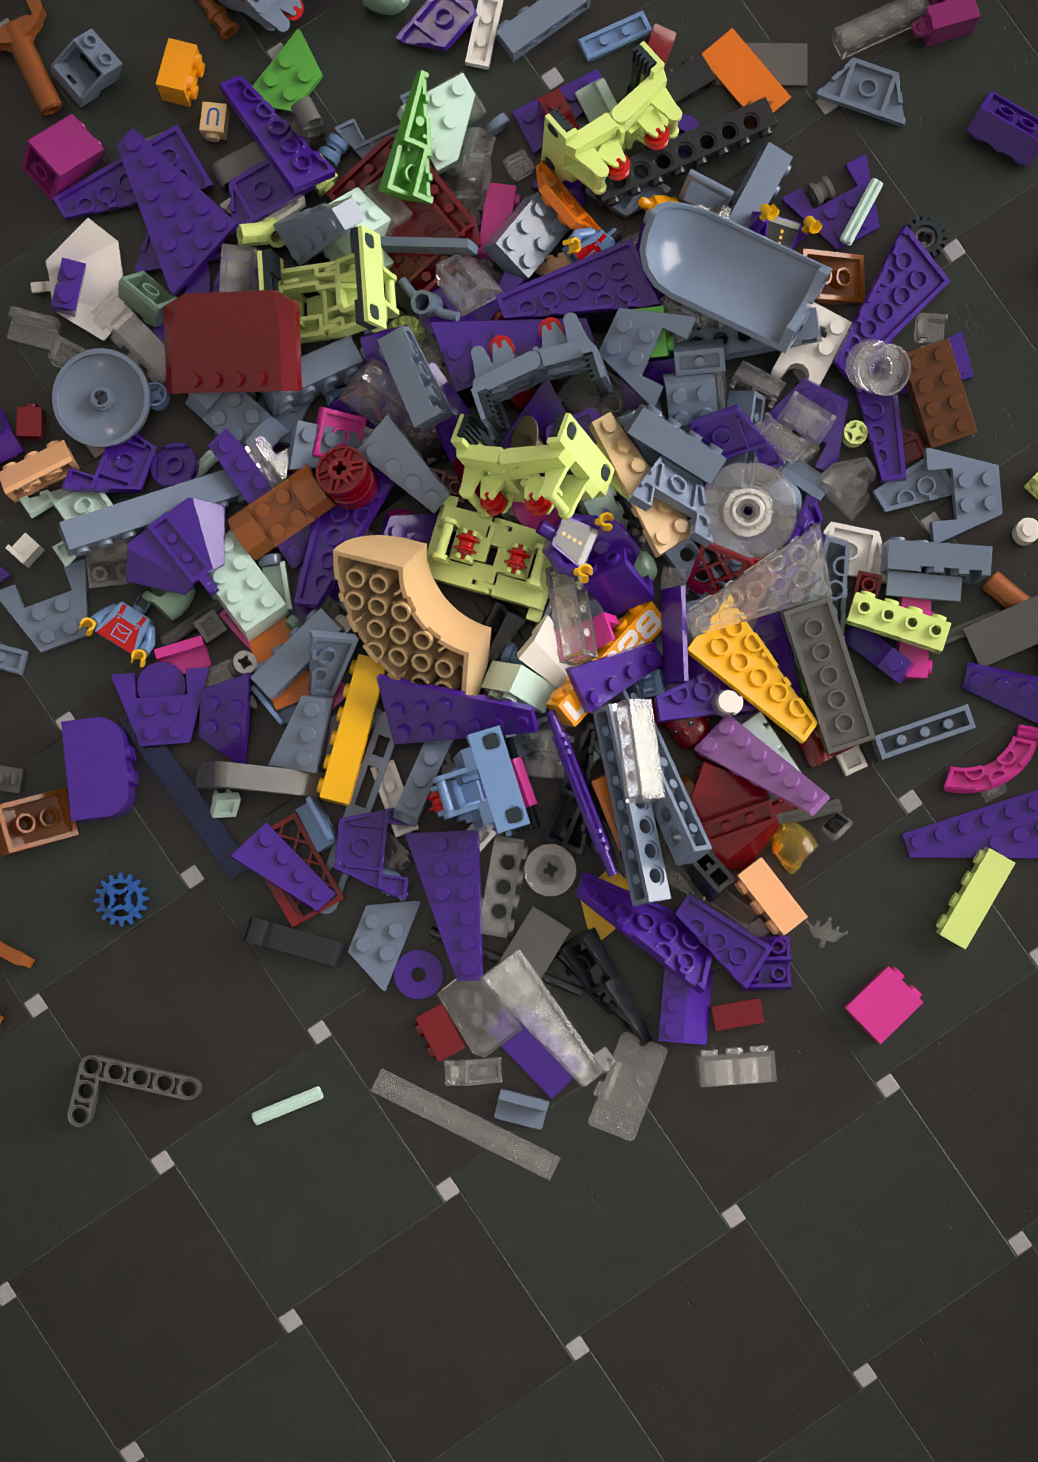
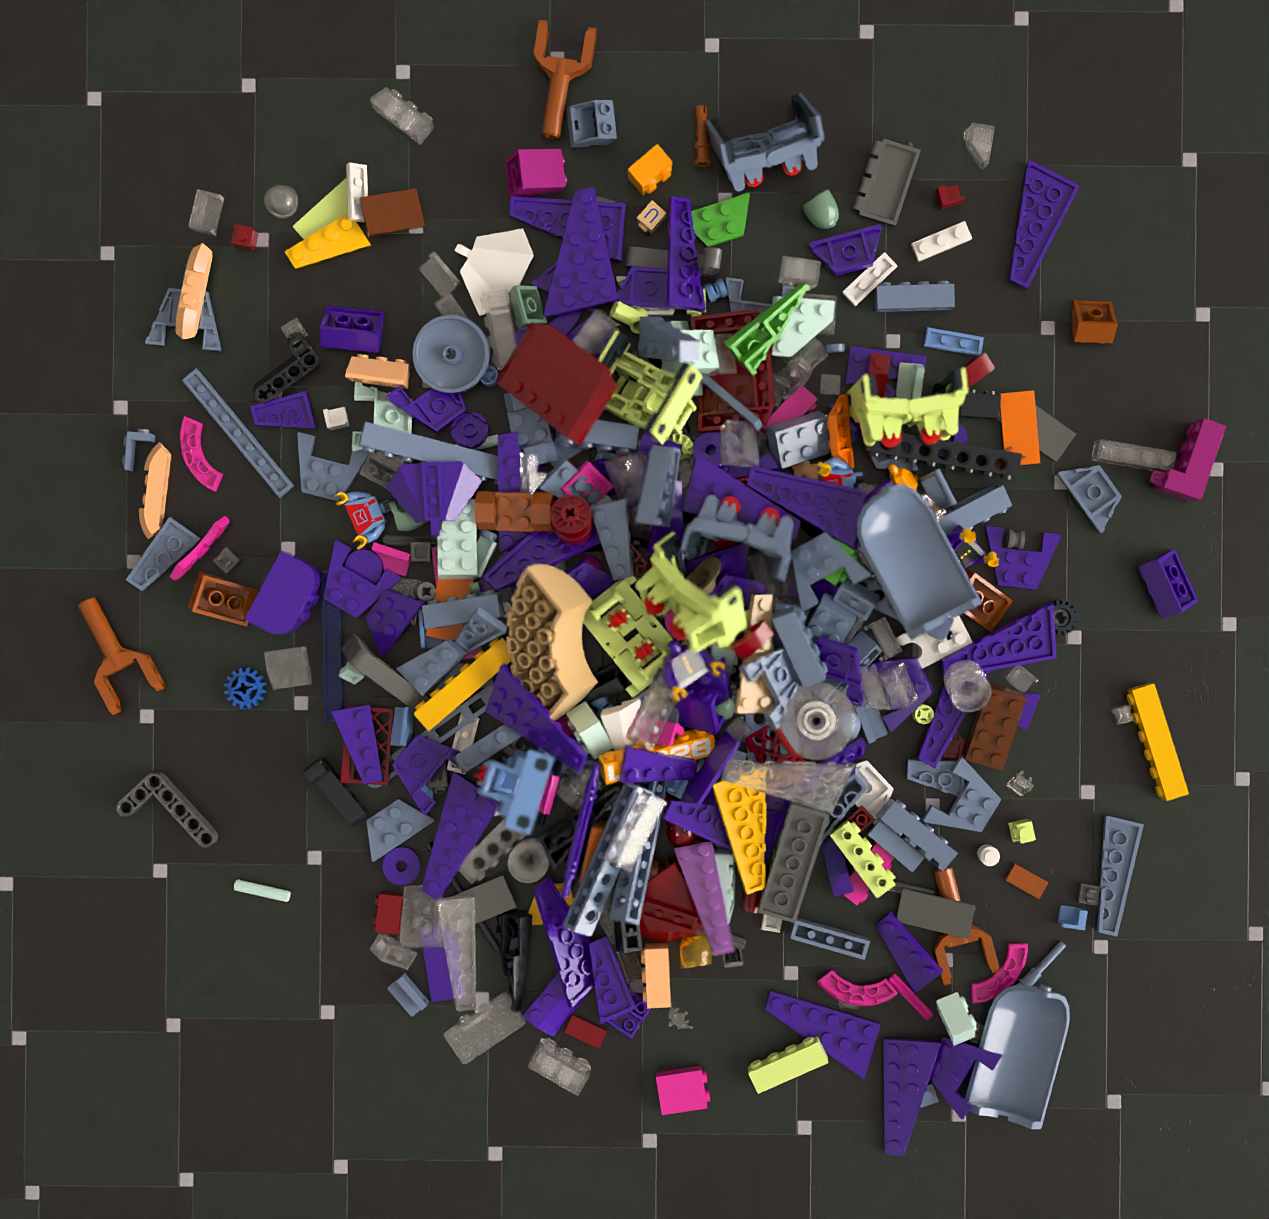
camera: 35 degrees right, 5 degrees up
(31, 423) = (396, 336): dark red brick -> none
(68, 287) = (484, 262): dark purple piece -> none
(152, 845) = (288, 667): none -> clear slope
(400, 72) = (797, 270): none -> clear brick
(435, 306) = (711, 440): sand blue piece -> none
(465, 1124) = (366, 980): clear plate -> none
(623, 468) = (756, 637): none -> dark red slope
(727, 703) = (715, 836): white piece -> none
(848, 484) = (894, 745): clear slope -> none
(861, 211) = (1031, 572): light aqua axle -> none
(1007, 436) = (1020, 784): none -> clear tile

